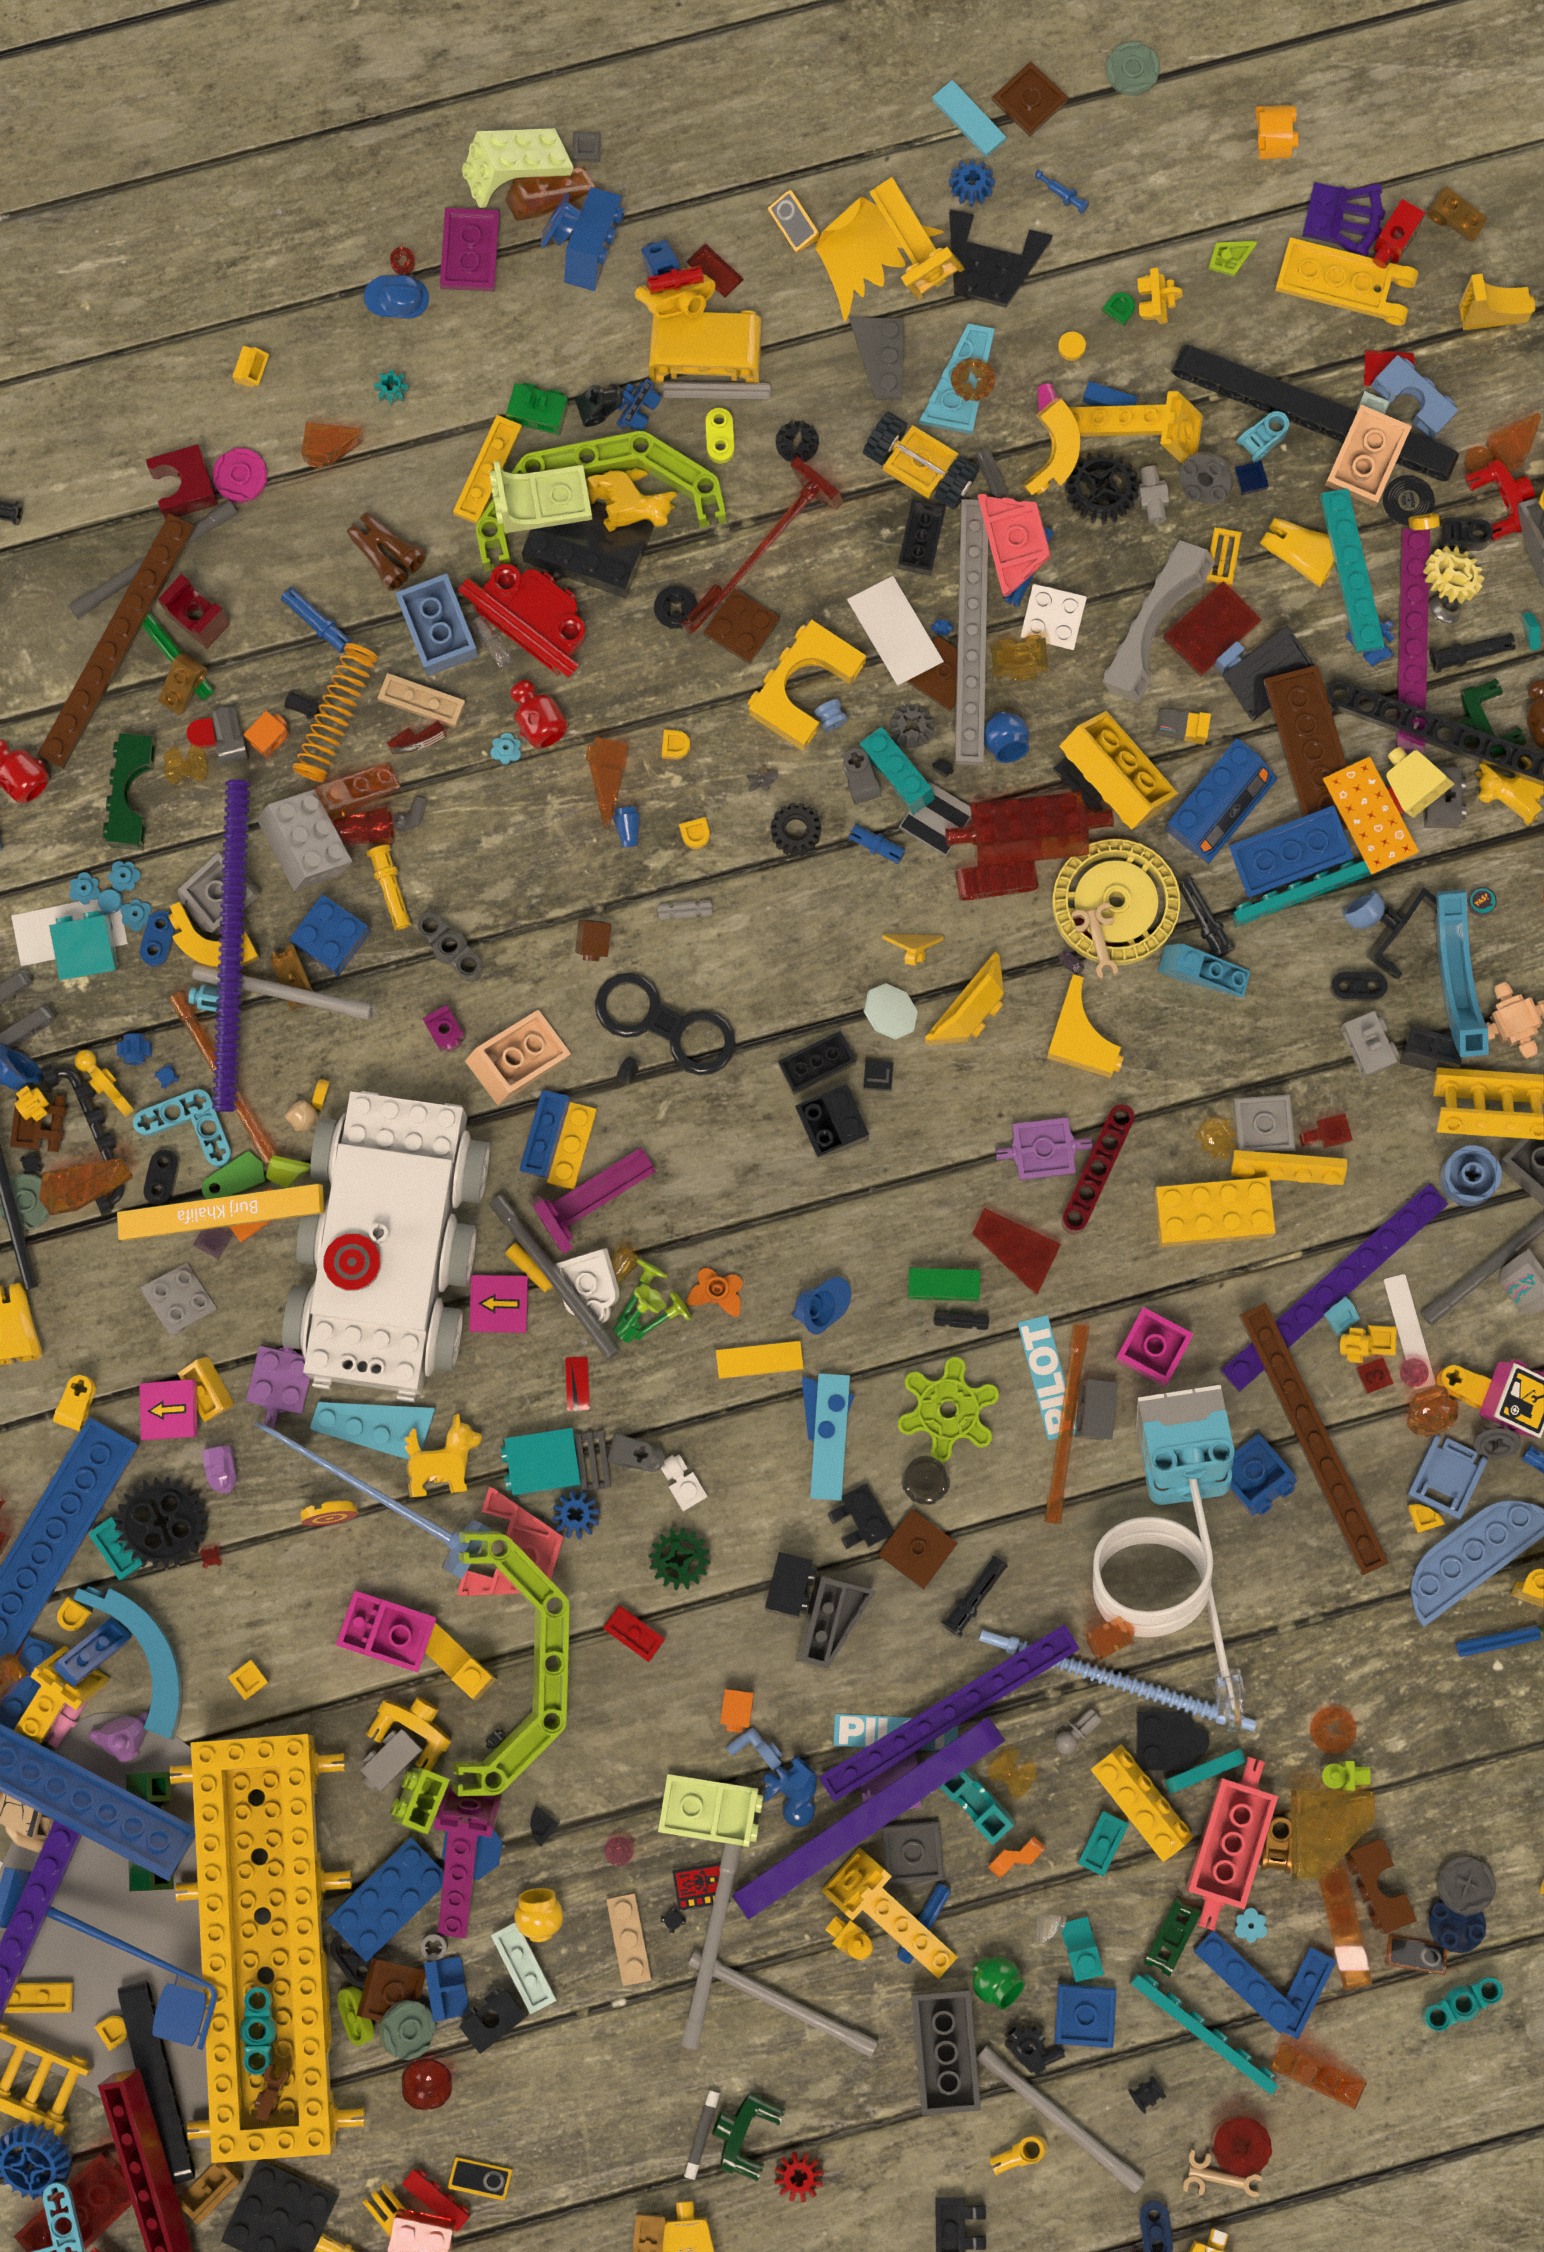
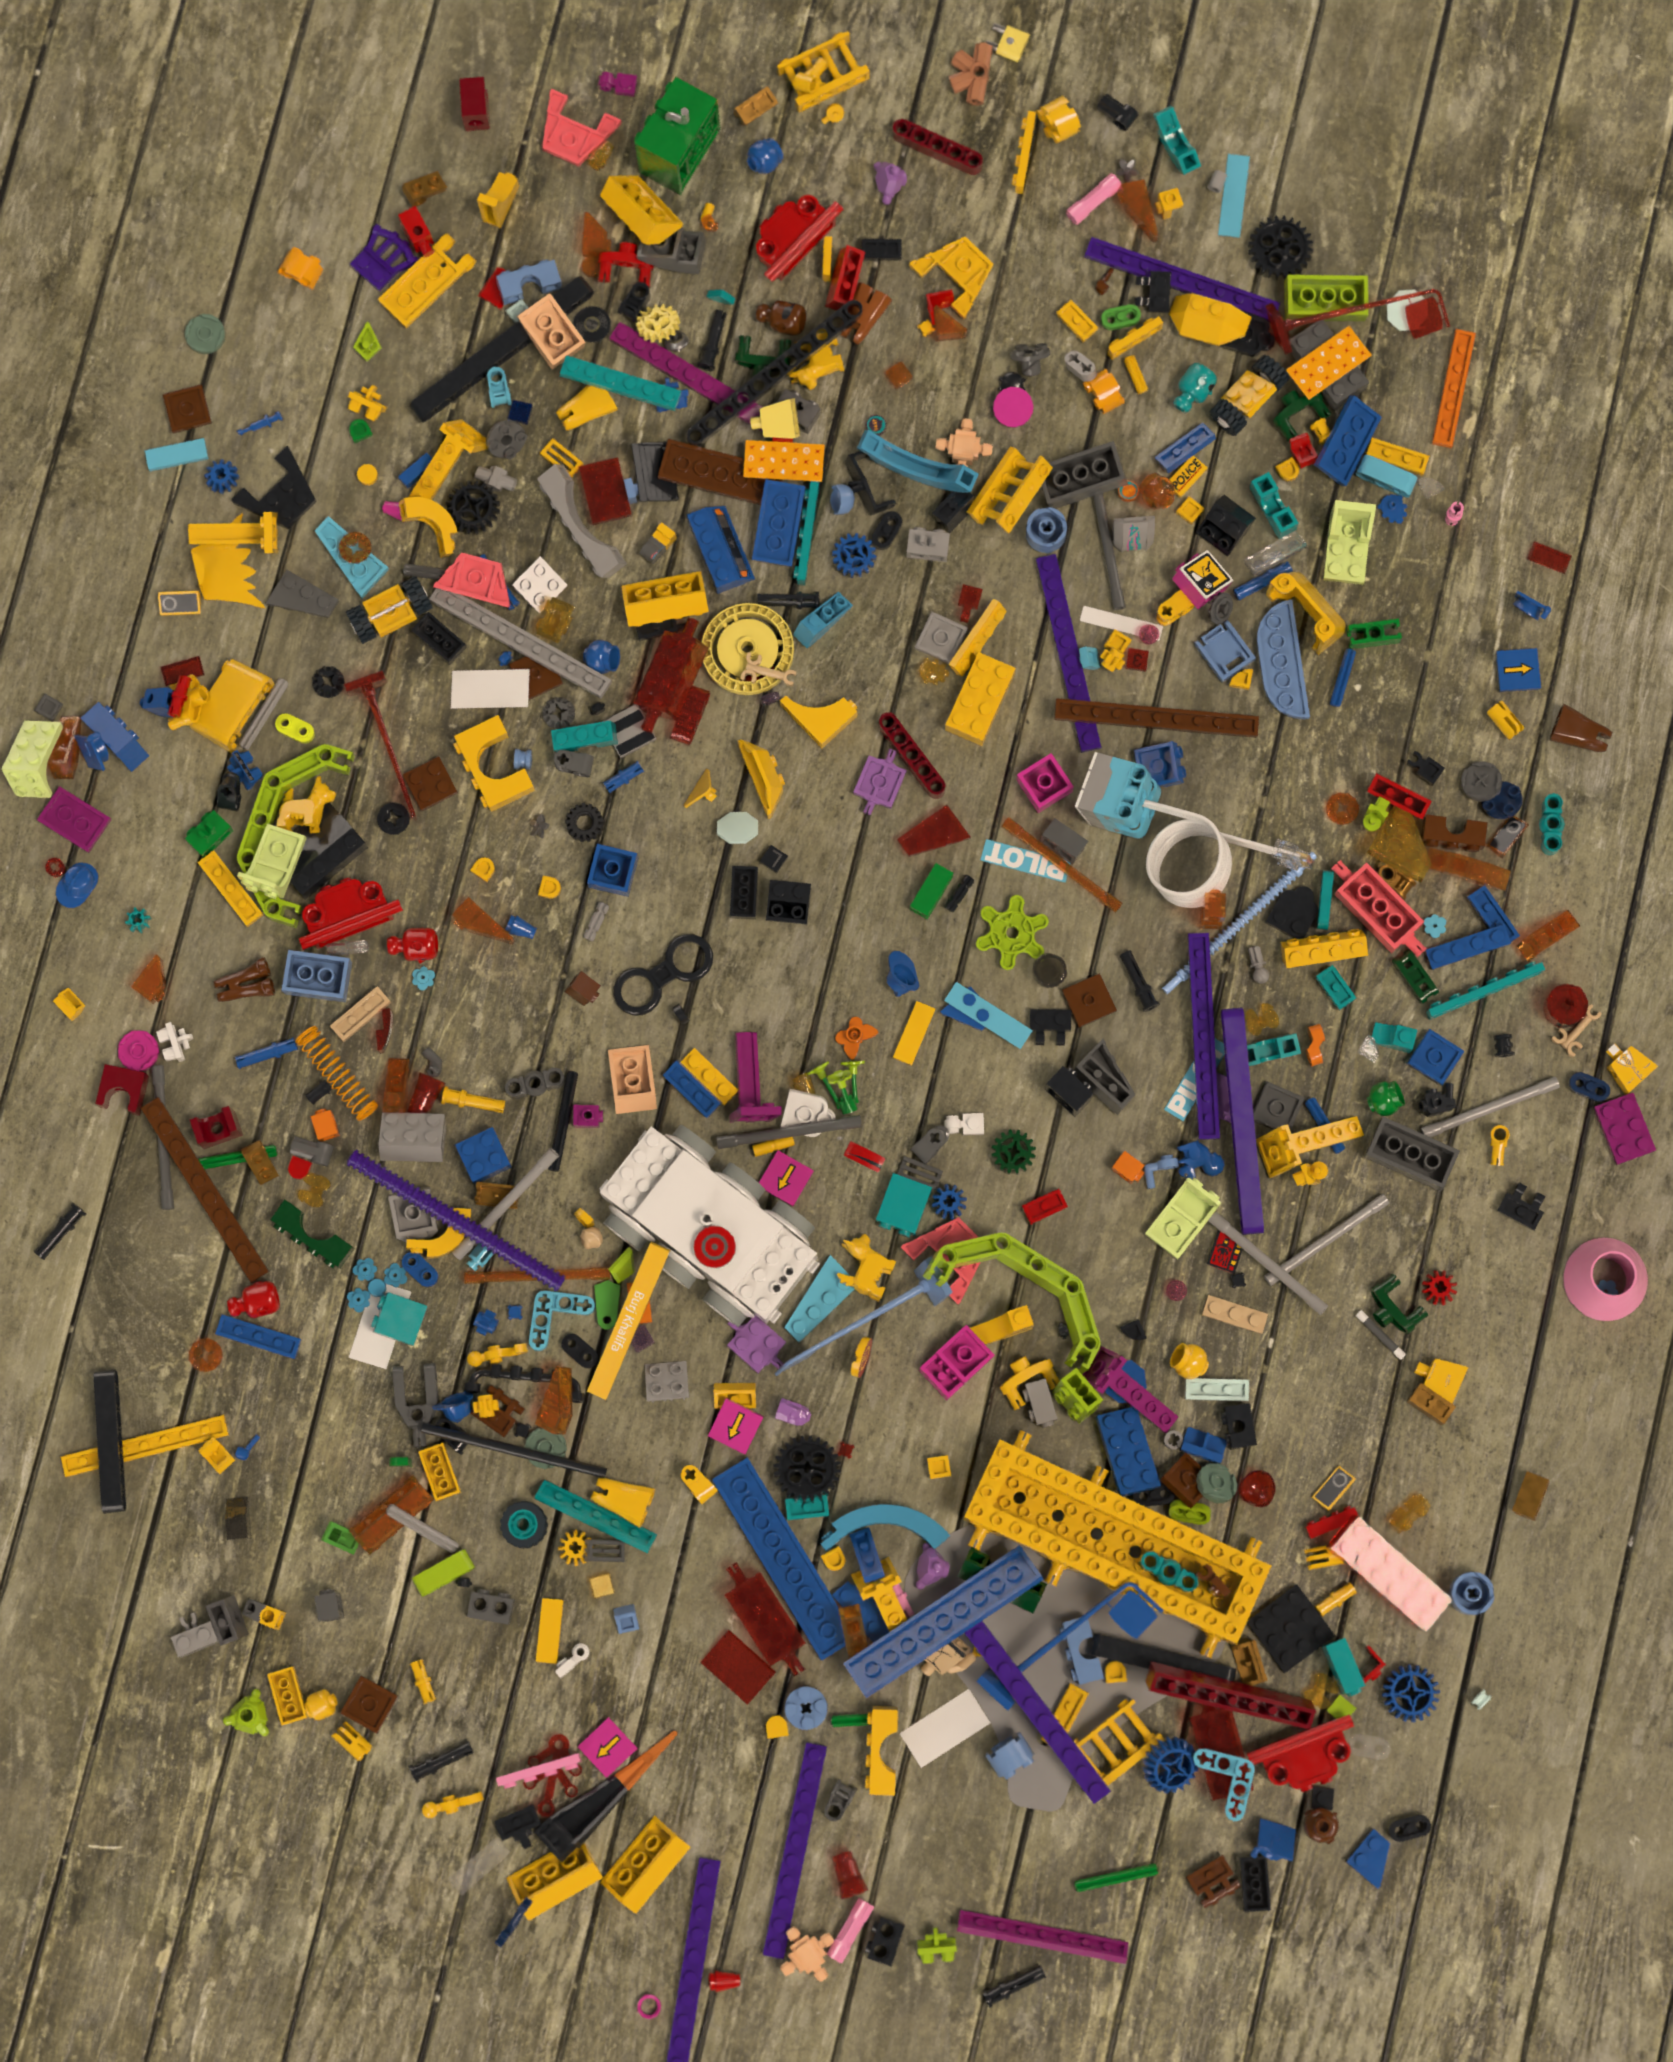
camera: 60 degrees left, 0 degrees up
(96, 1992) = (1084, 1669): none -> medium blue arch
(274, 511) = (169, 1033): none -> white hips
(425, 1004) = (563, 1118): none -> black axle
(755, 893) = (612, 870): none -> blue brick
(1293, 964) = (846, 550): none -> blue gear
(1387, 1792) = (1399, 795): none -> red brick
(1424, 521) = (612, 322): yellow tile -> none
(1431, 1412) = (1180, 637): clear orange piece -> none
(1443, 1811) = (1428, 769): none -> black plate

